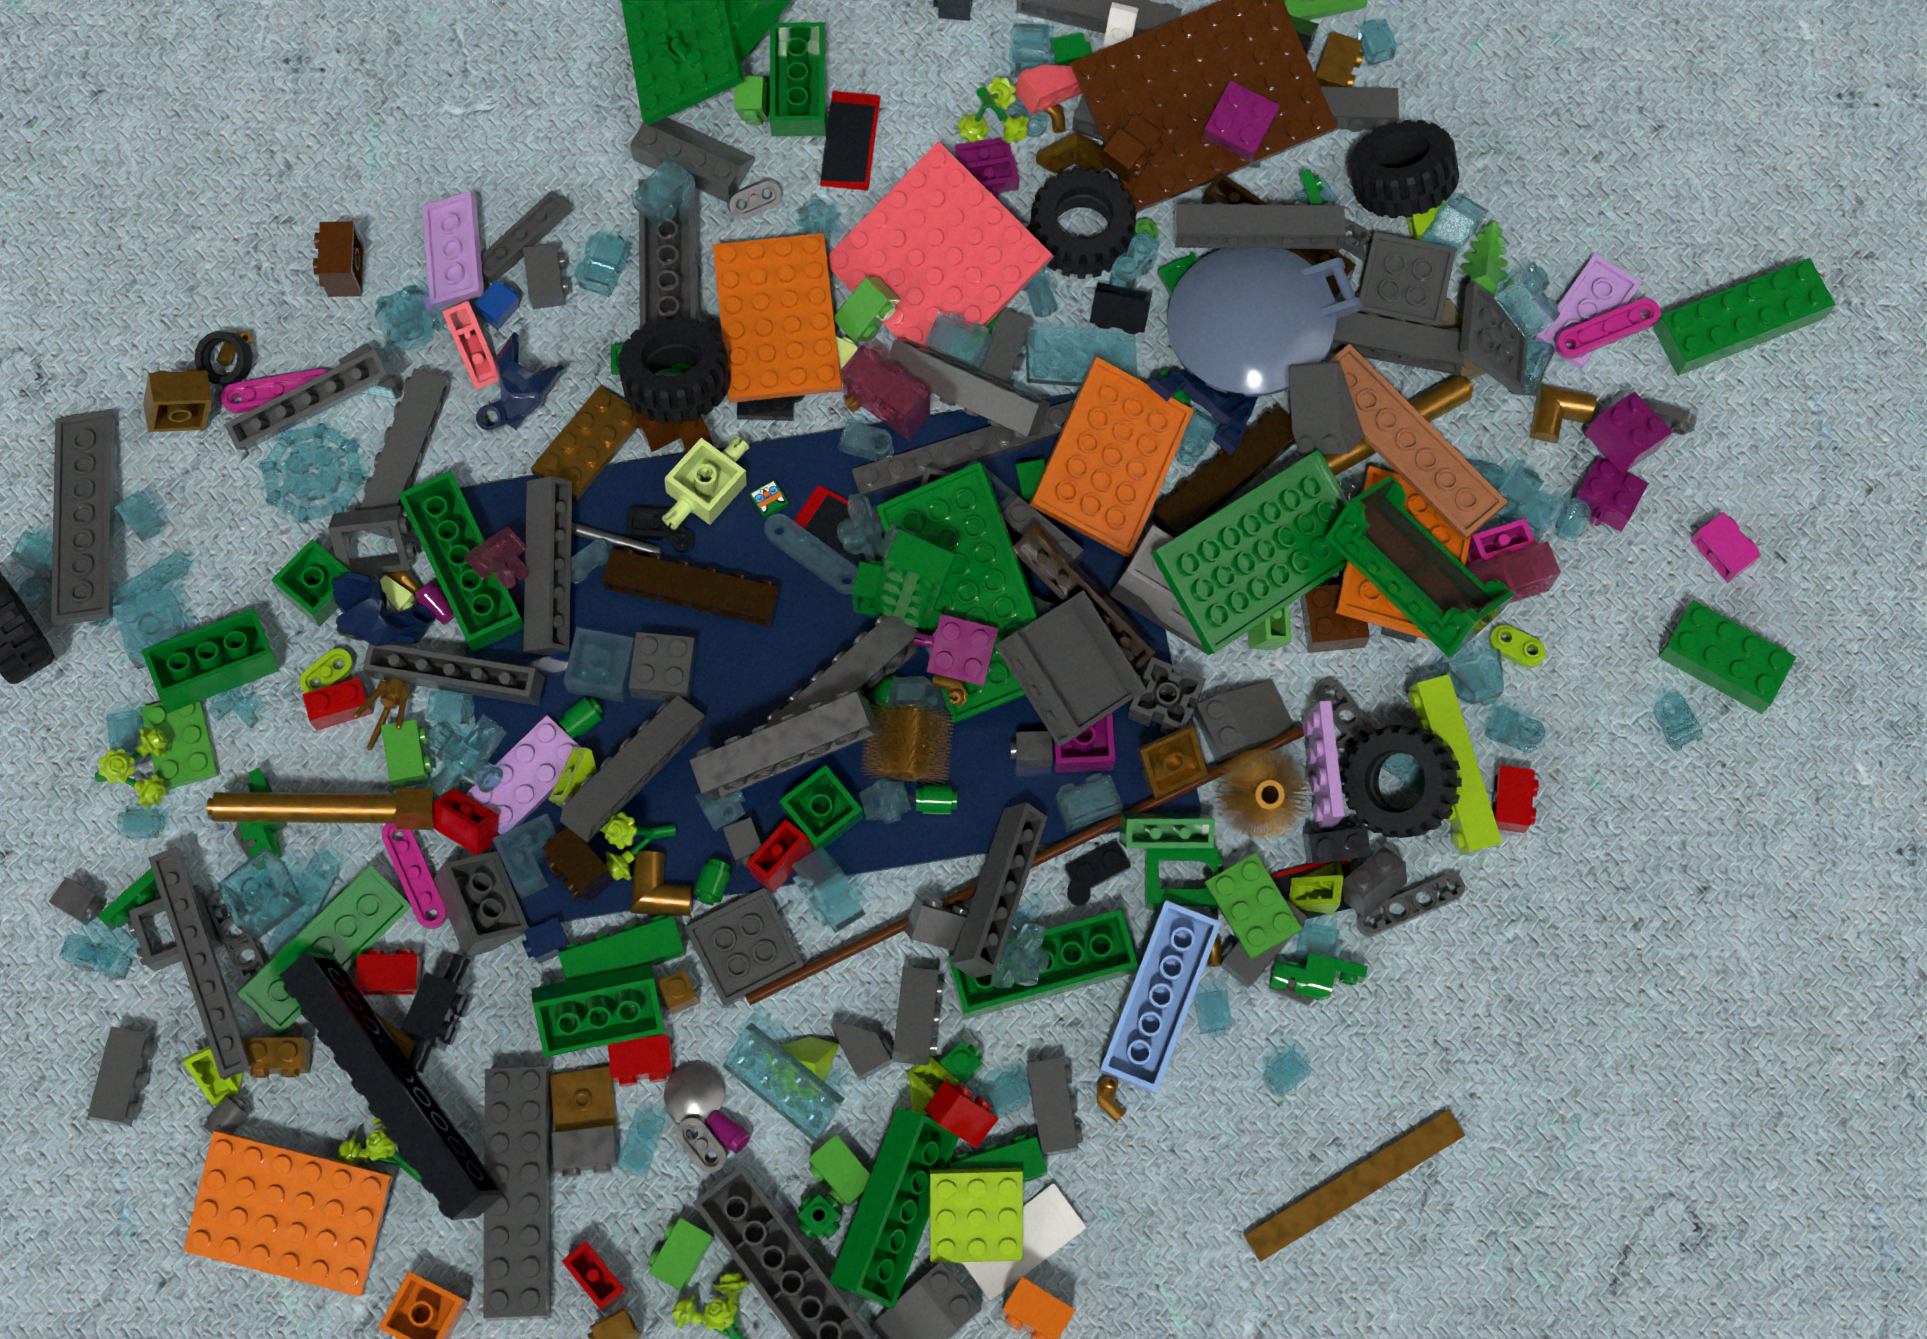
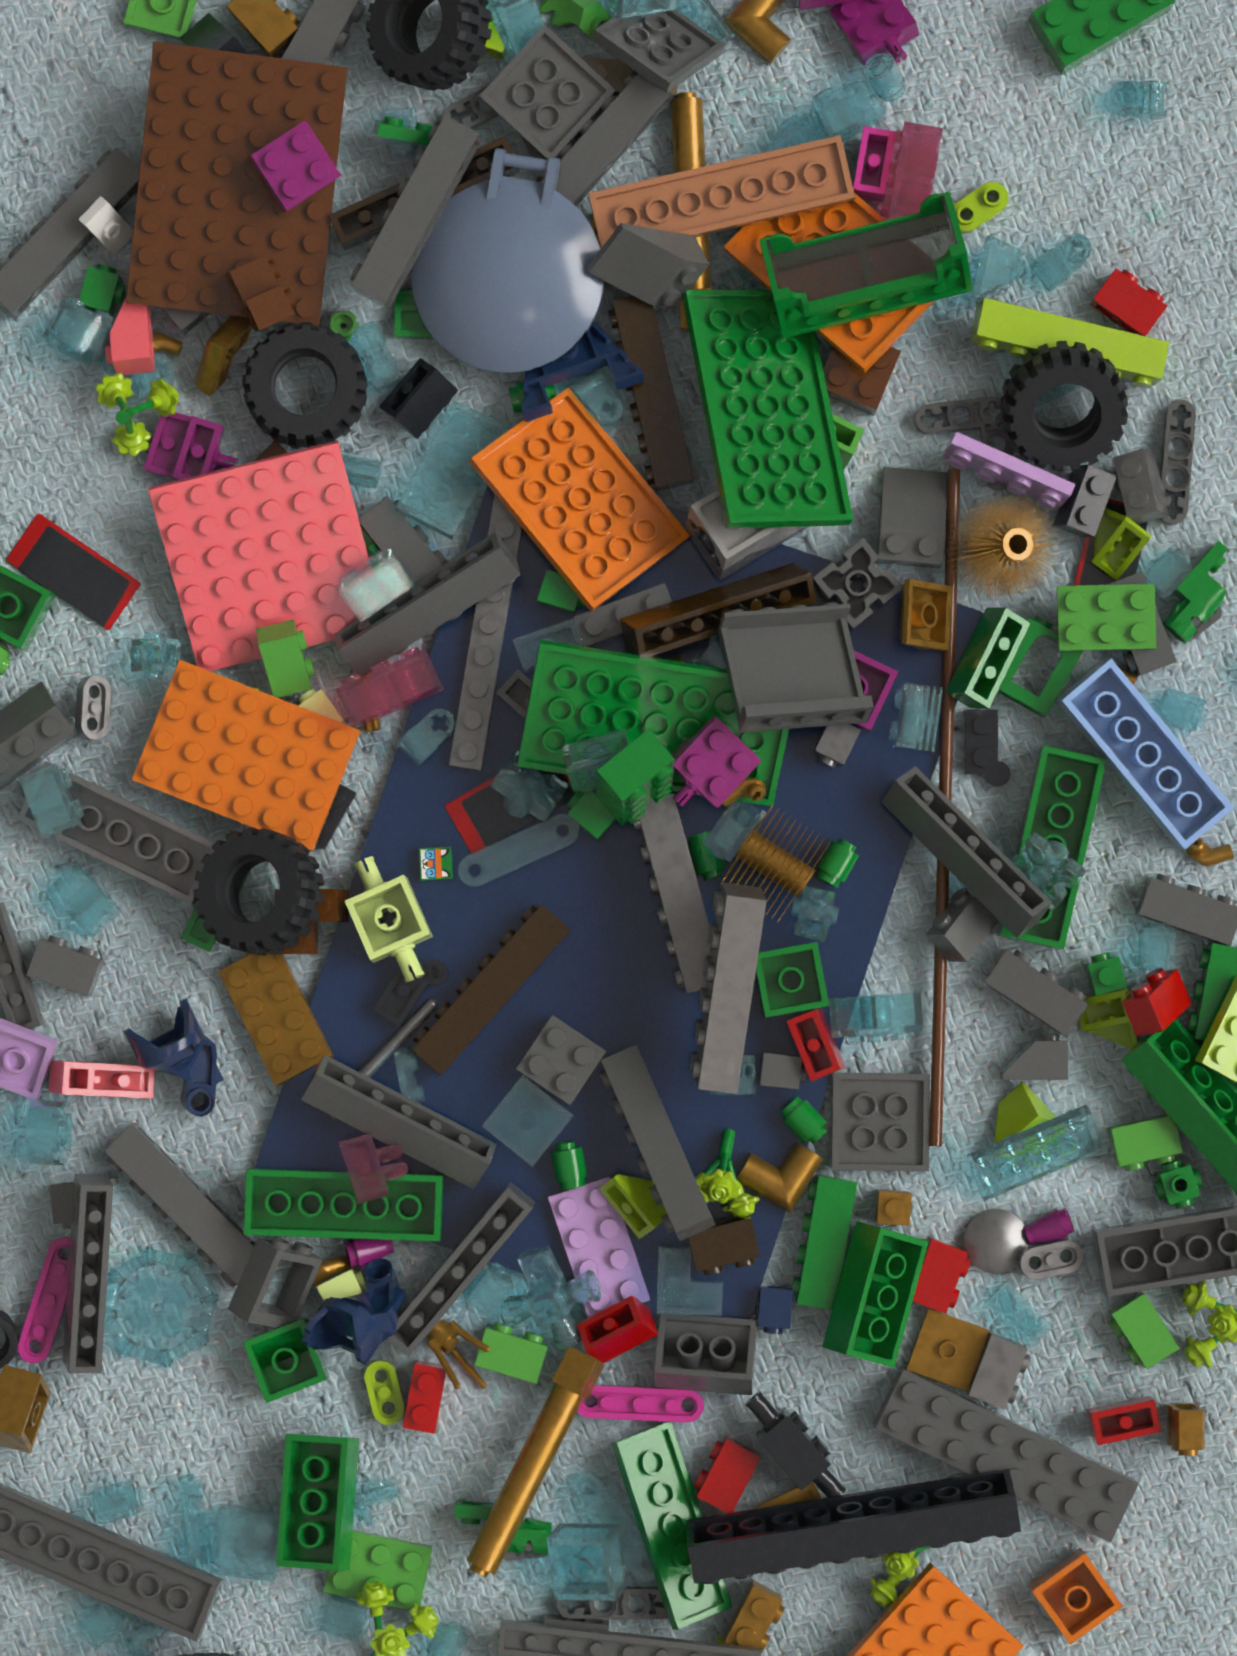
camera: 60 degrees left, 15 degrees up
(497, 304) = (72, 1030): blue brick -> none

